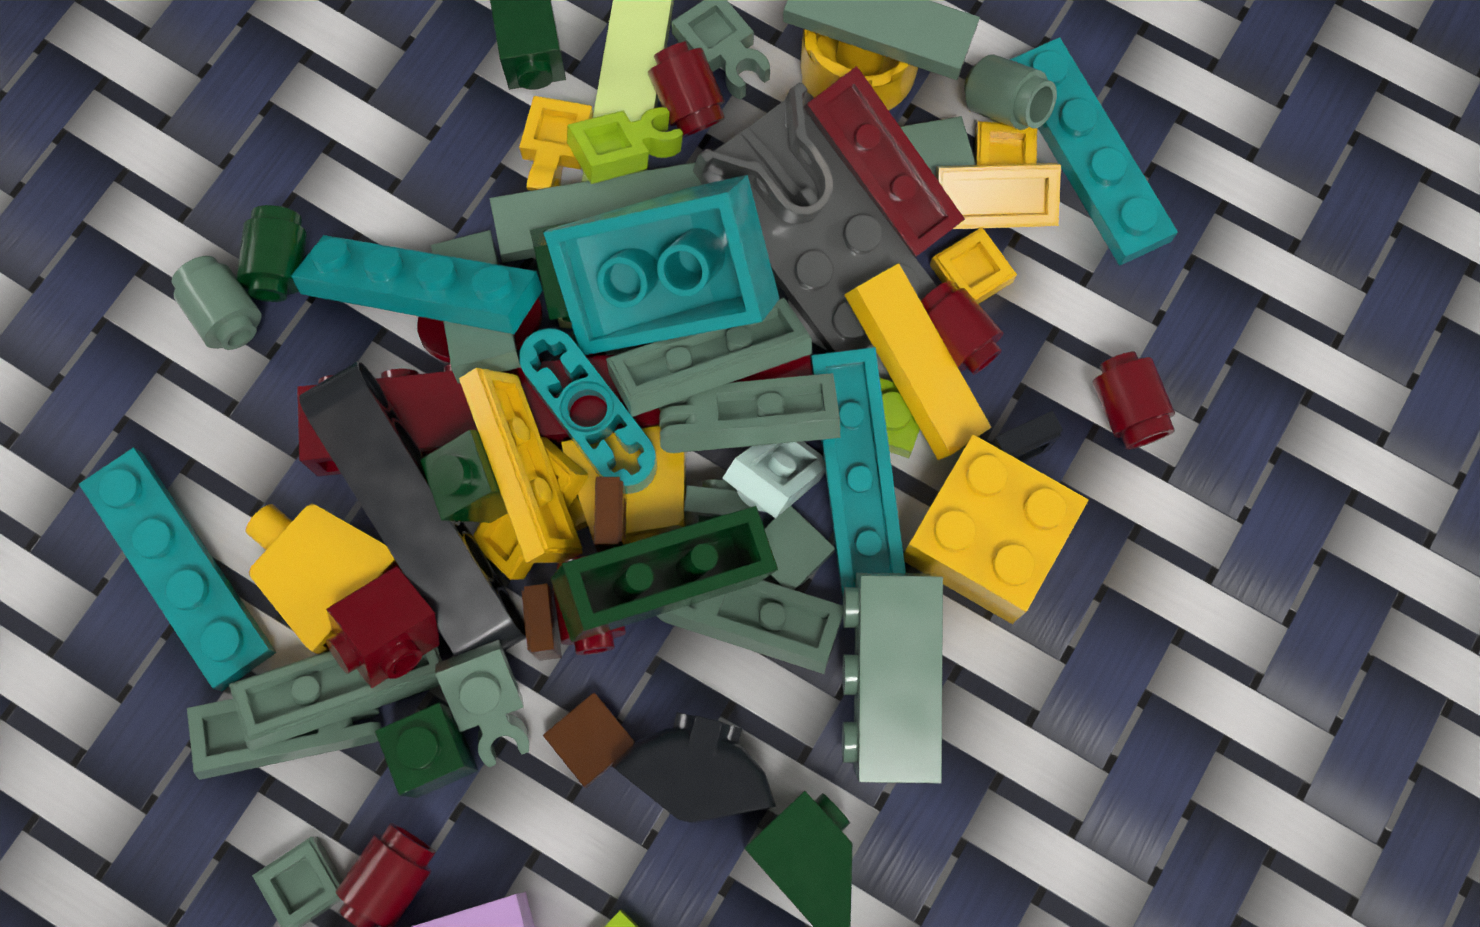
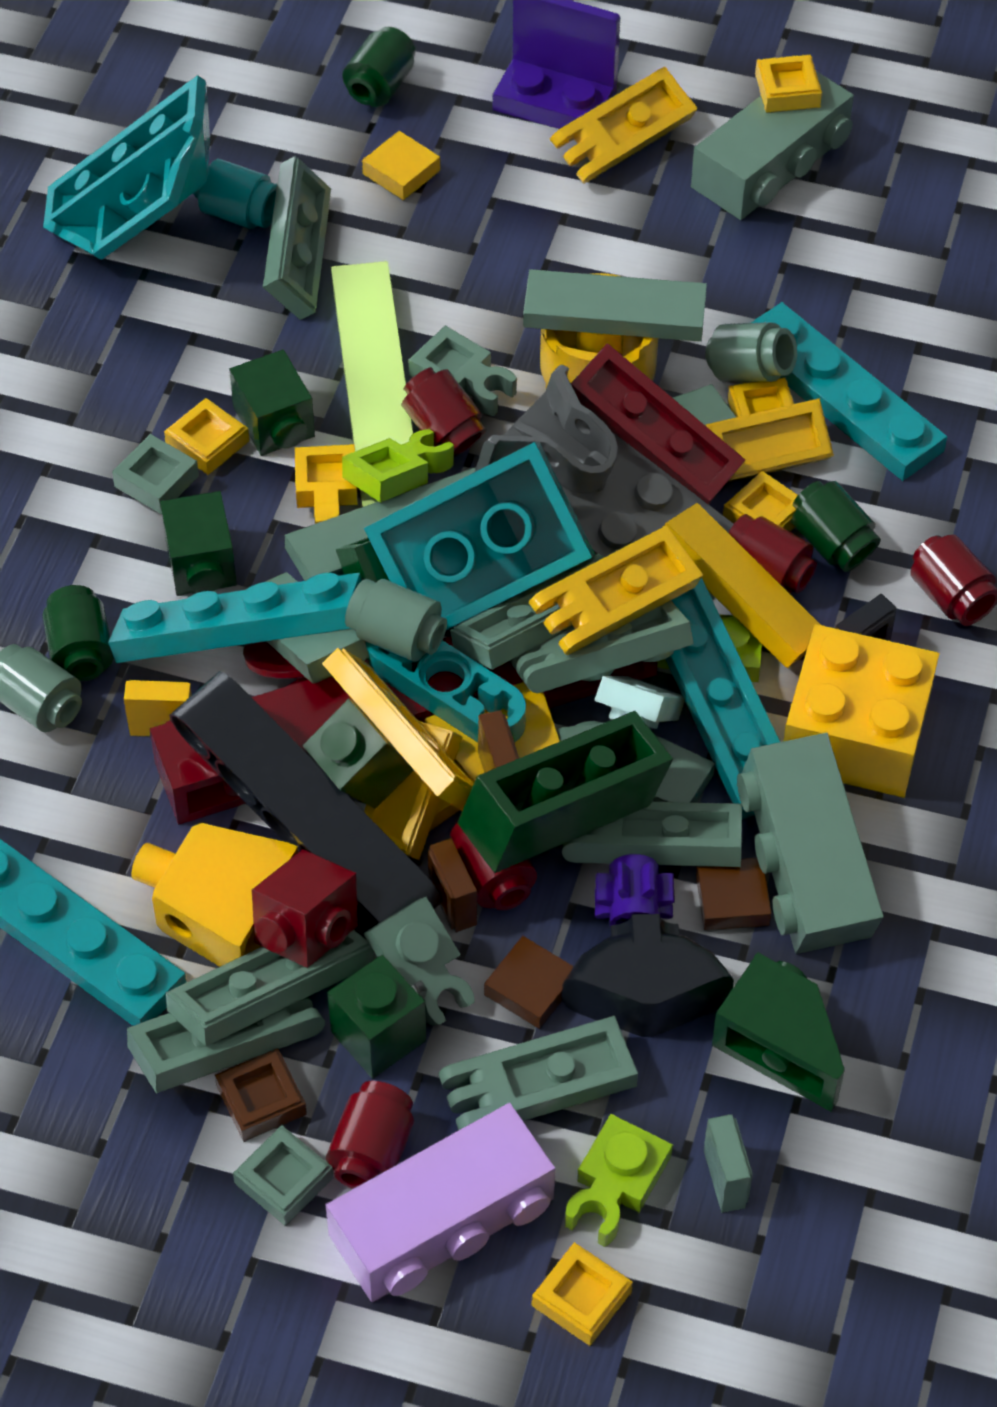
camera: 15 degrees left, 20 degrees down
(305, 792) = (260, 1094): none -> reddish brown tile
(319, 352) = (151, 703): none -> yellow tile
(397, 91) = (155, 472): none -> sand green plate
(412, 181) = (198, 543): none -> dark green brick
(461, 57) = (207, 435): none -> yellow tile
(547, 344) = (396, 619): none -> sand green brick
(567, 851) = (542, 1073): none -> sand green hinge
(710, 681) = (633, 889): none -> dark purple gear
(779, 362) = (617, 589): none -> yellow hinge
(810, 697) = (733, 896): none -> reddish brown tile
(1033, 310) = (835, 525): none -> dark green brick

